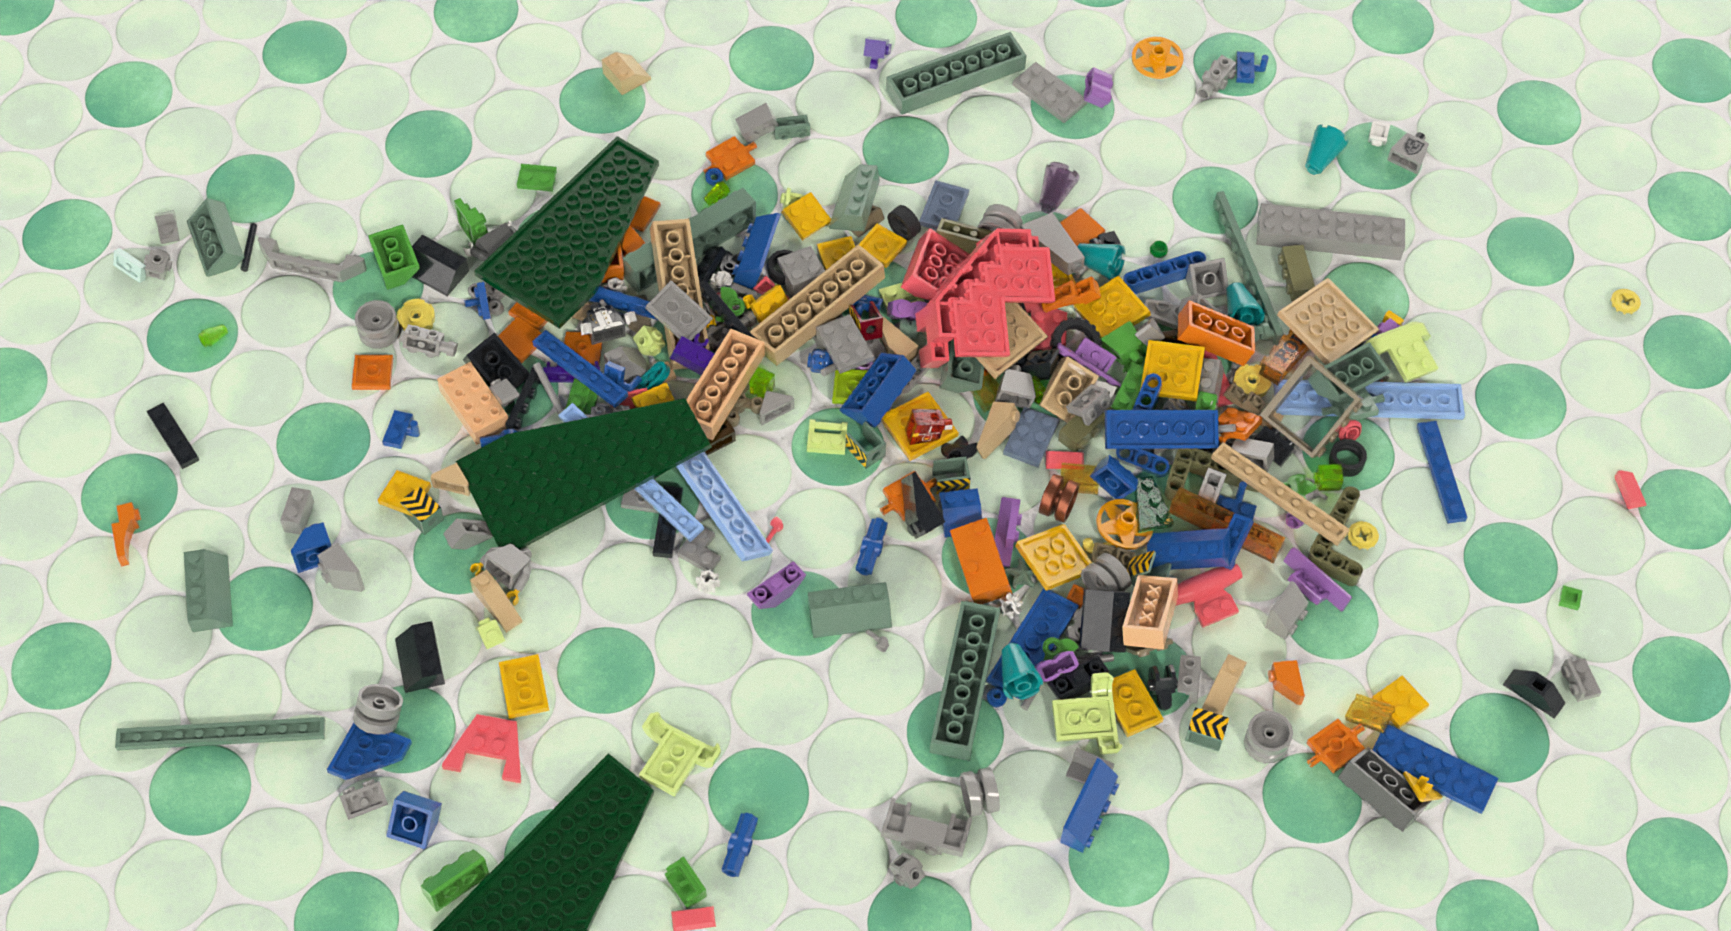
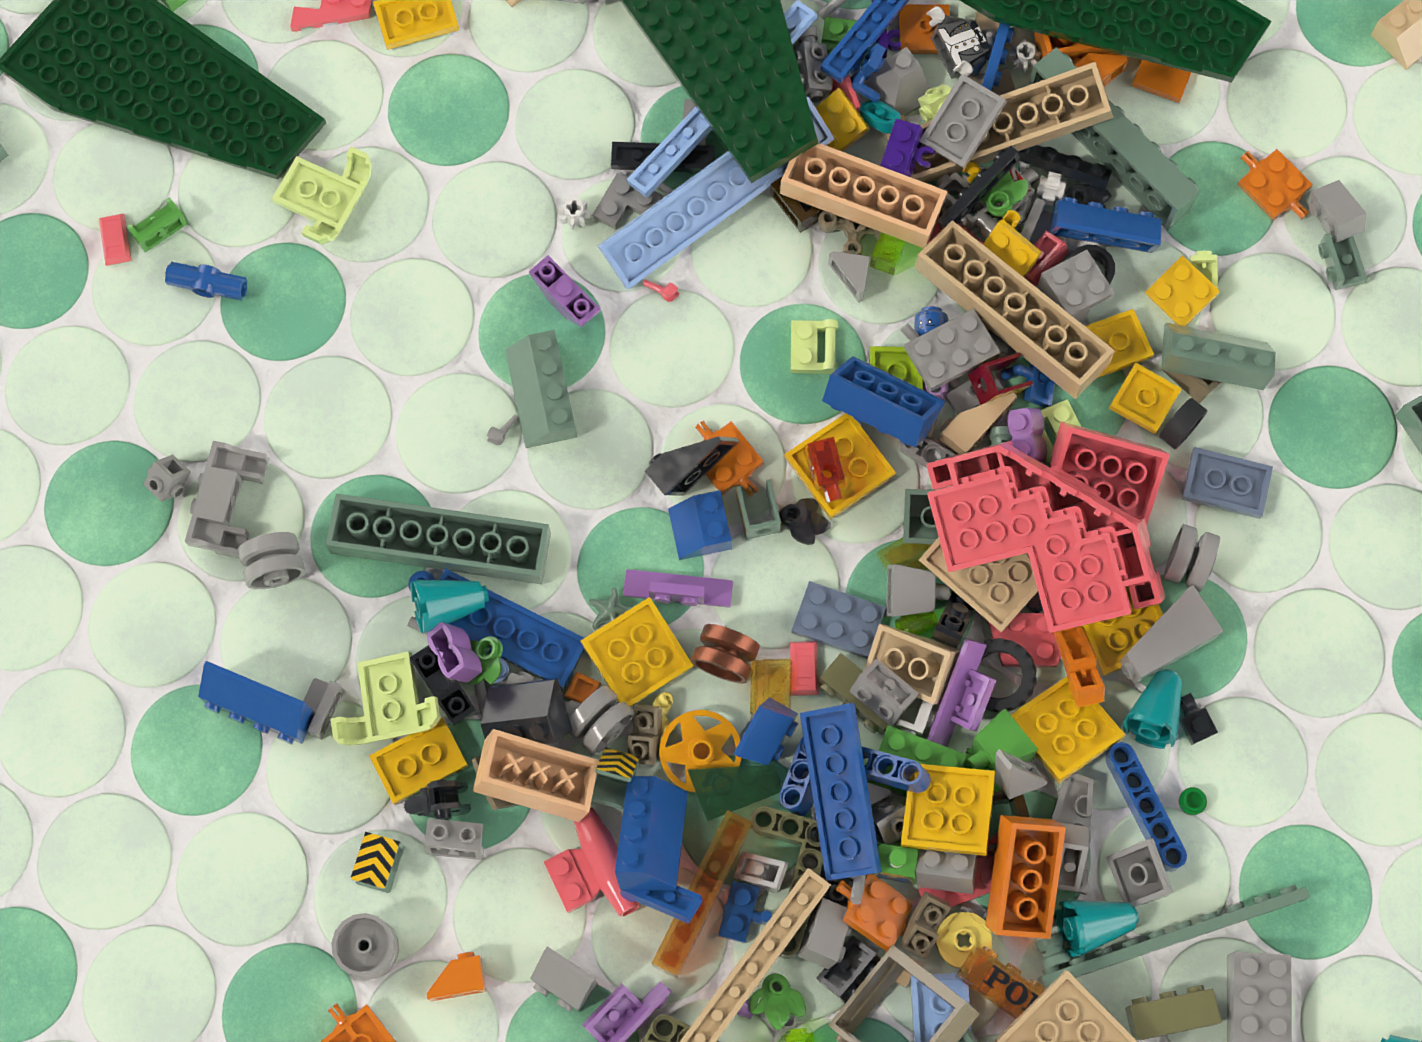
camera: 90 degrees right, 15 degrees up
(713, 171) = (1235, 158): blue plate -> none
(717, 192) = (1207, 171): clear neon green cone -> none
(871, 546) = (641, 412): blue piece -> none
(874, 439) = (790, 414): sand green piece -> none
(961, 234) = (1168, 510): olive brick -> none
(981, 561) = (619, 552): orange brick -> none
(998, 426) = (846, 570): tan slope -> none
(1005, 605) = (558, 595): white gear -> none
(1056, 186) = (1281, 640): clear purple cone -> none
(1081, 227) = (1215, 682): orange tile -> none
(1224, 684) = (446, 888): tan slope -> none

